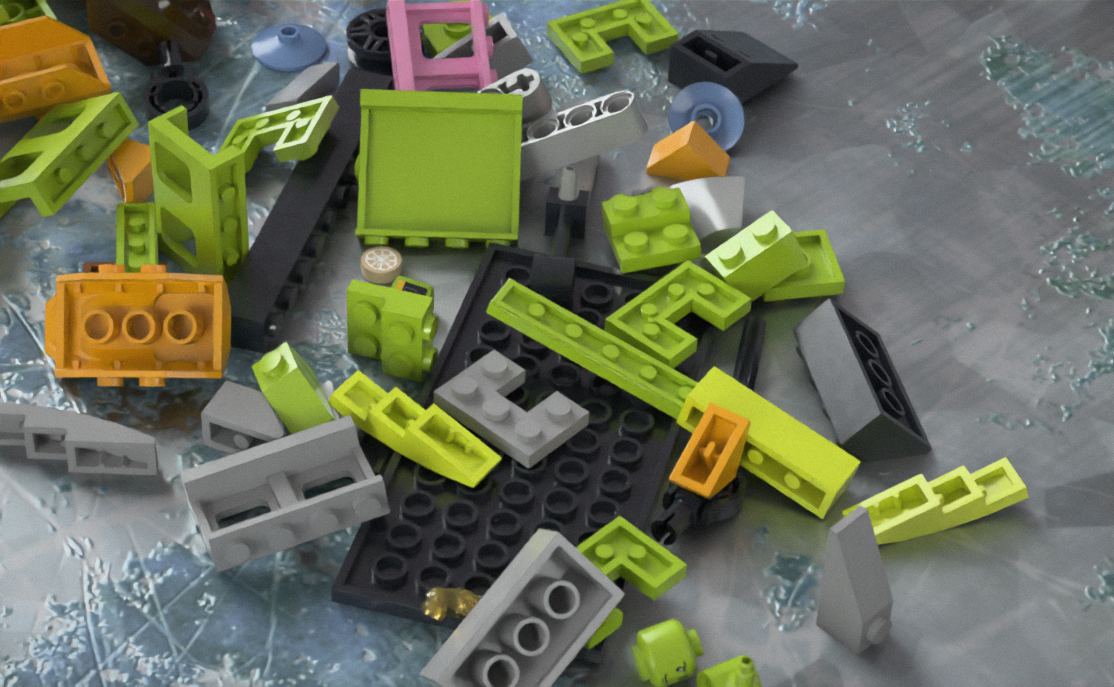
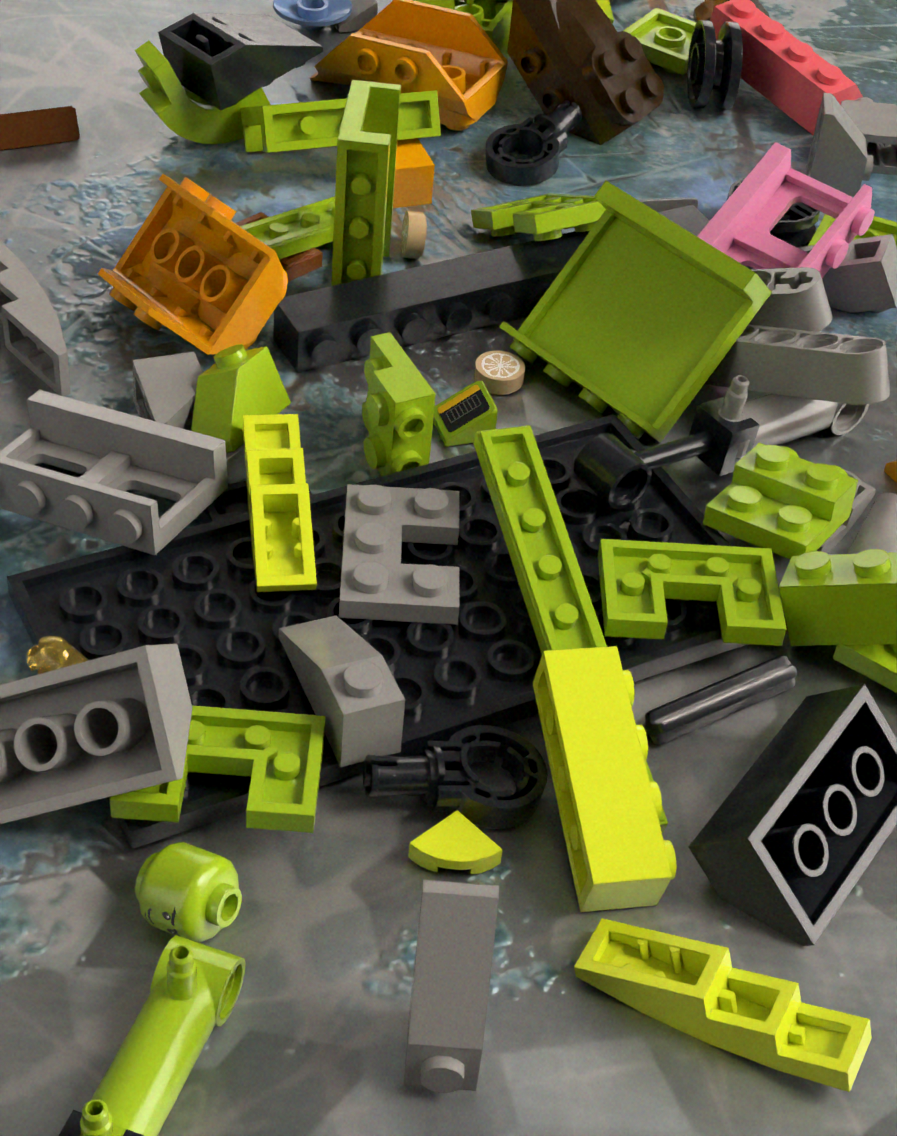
camera: 45 degrees right, 0 degrees up
(289, 47) = (691, 176): medium blue dish -> none
(595, 492) = (348, 686): none -> light grey slope
(712, 452) = (502, 736): light orange slope -> none
(736, 534) = (455, 845): none -> neon yellow tile

